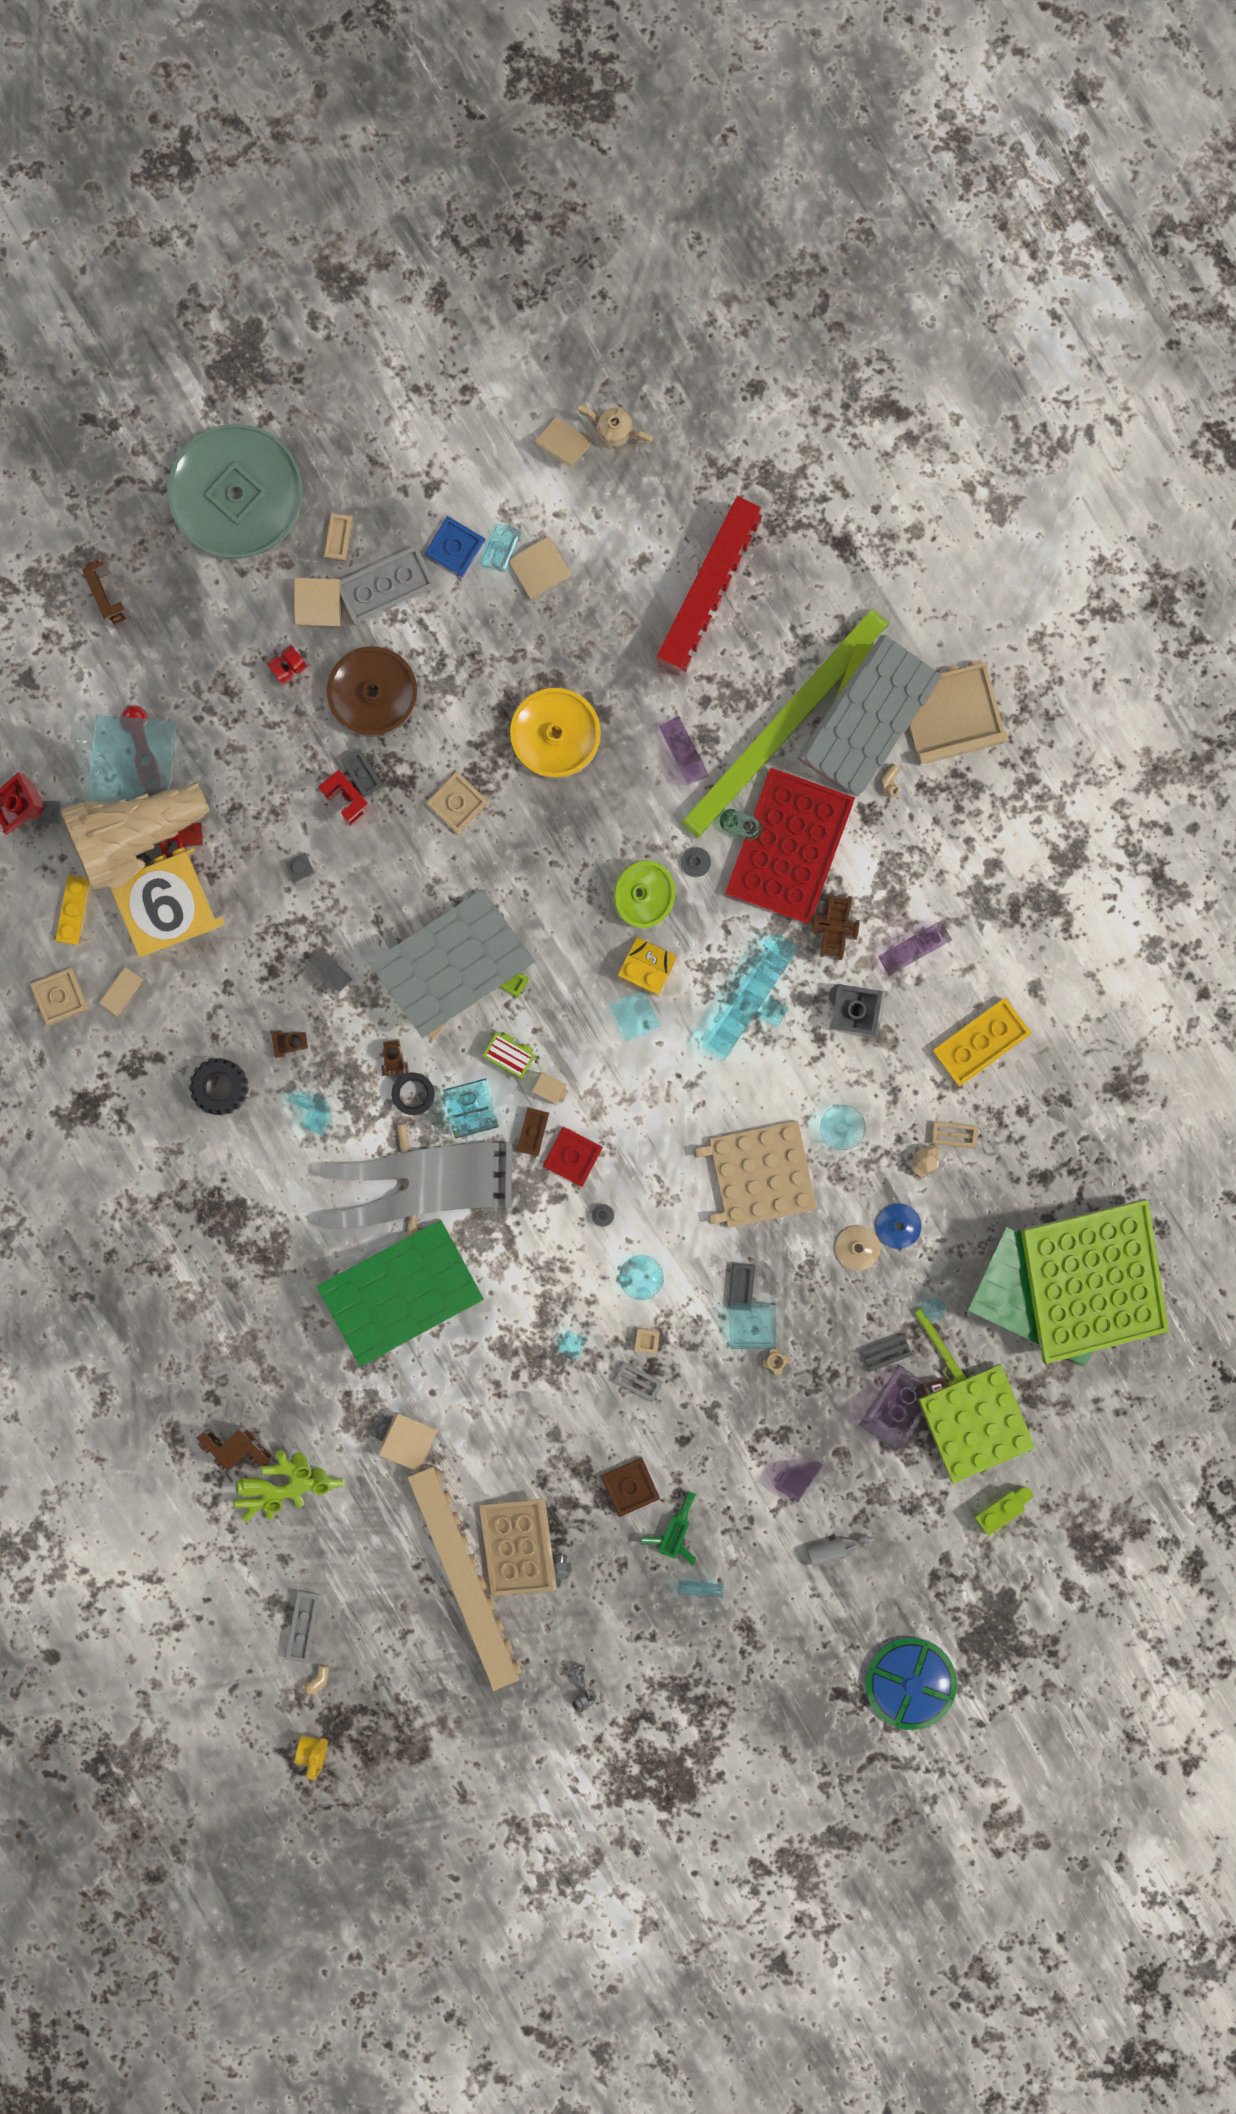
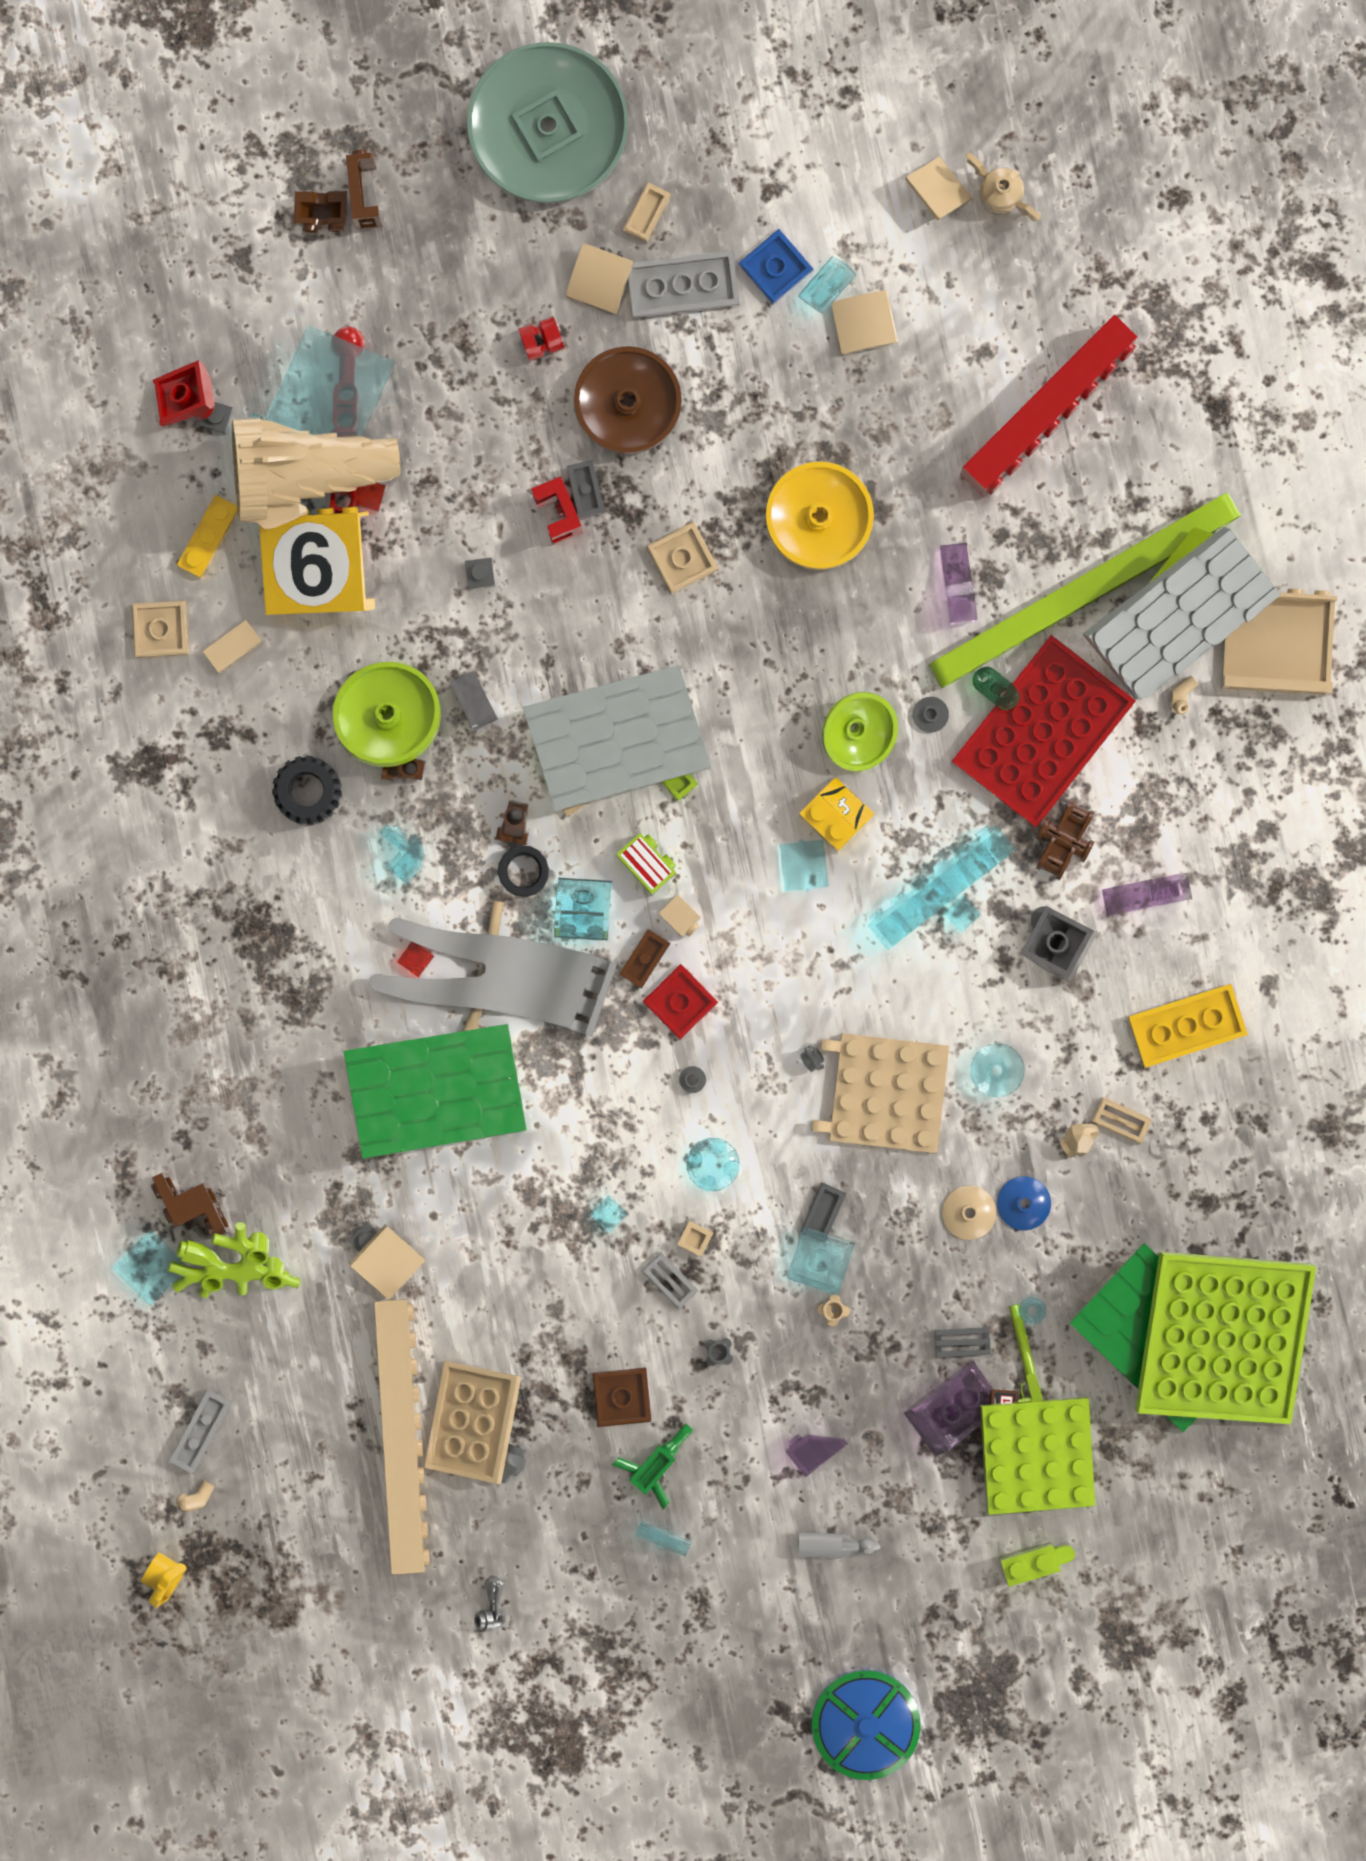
camera: 25 degrees right, 0 degrees up
(77, 621) = (320, 210): none -> reddish brown cylinder
(216, 1509) = (146, 1267): none -> clear light blue tile
(262, 1004) = (386, 714): none -> lime dish
(350, 1192) = (415, 959): none -> clear red plate
(689, 1423) = (713, 1358): none -> dark grey plate
(693, 1167) = (812, 1058): none -> dark grey plate

